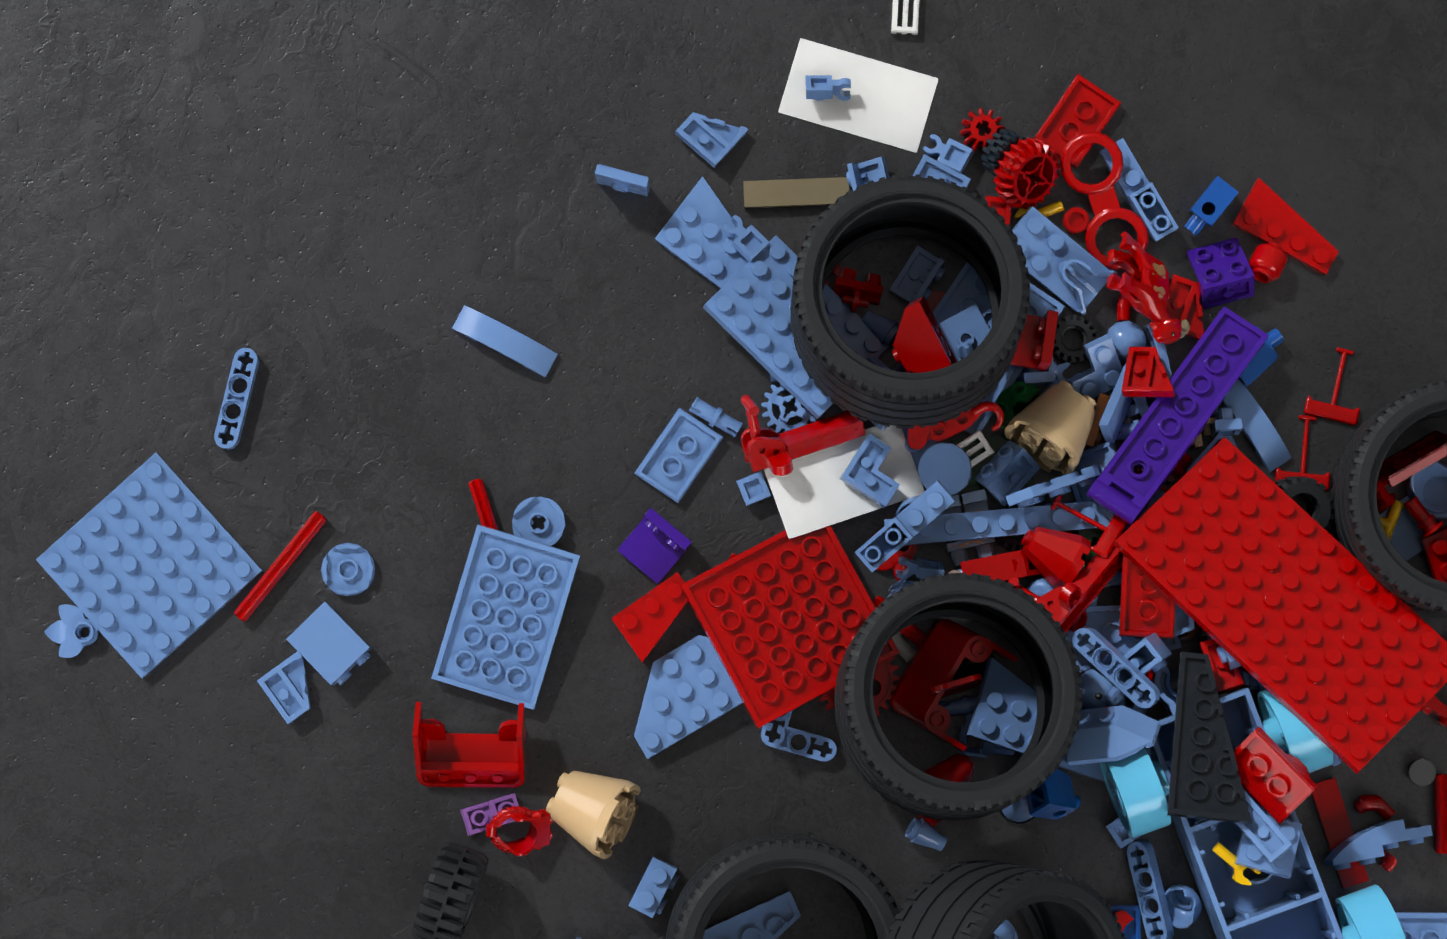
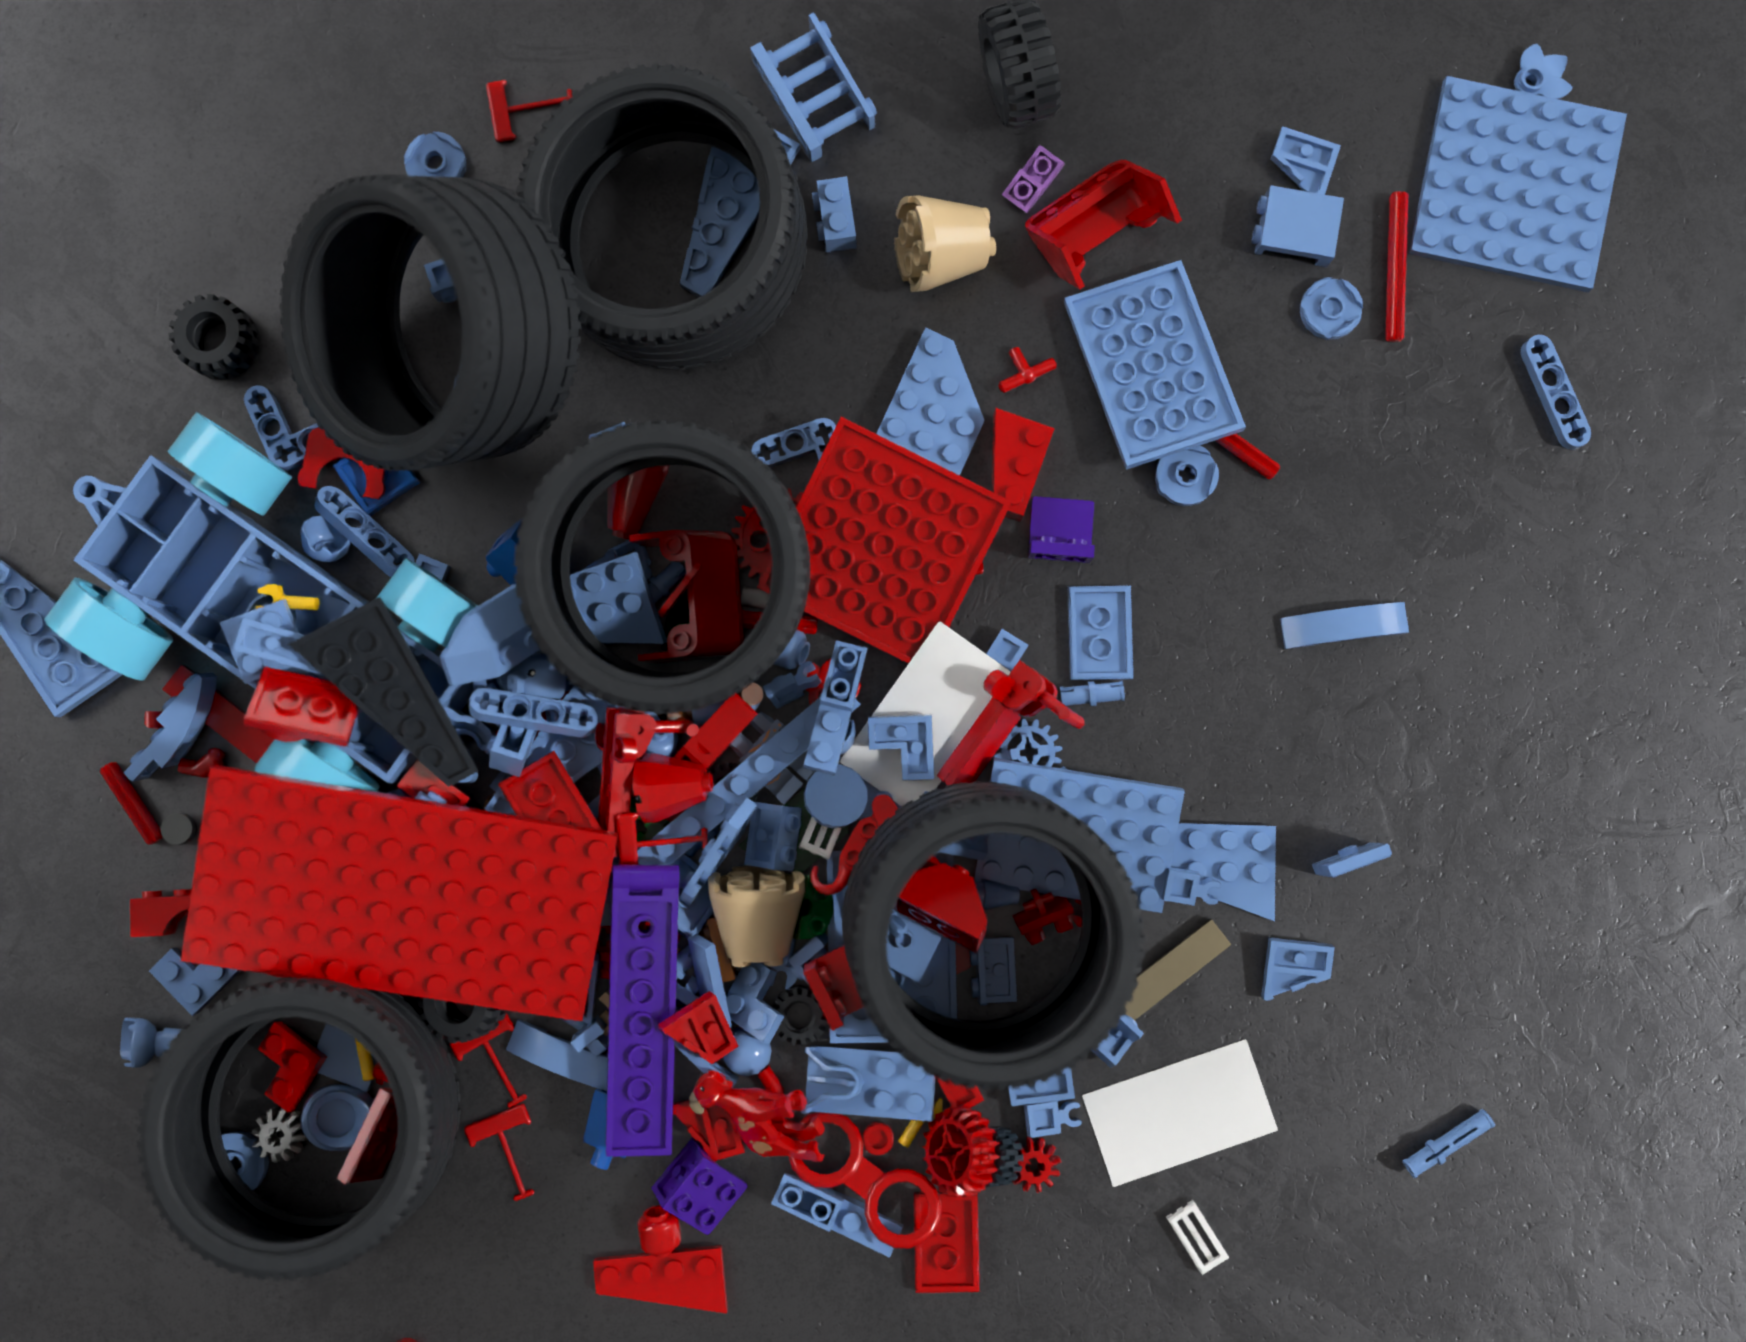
camera: 150 degrees right, 0 degrees up
(537, 837) = (1008, 189): red piece -> none
(598, 675) = (1026, 373): none -> red piece
(823, 87) = (1221, 1096): medium blue plate -> none
(1219, 196) = (752, 1265): blue torso -> none
(1422, 517) = (333, 1079): red pin -> none

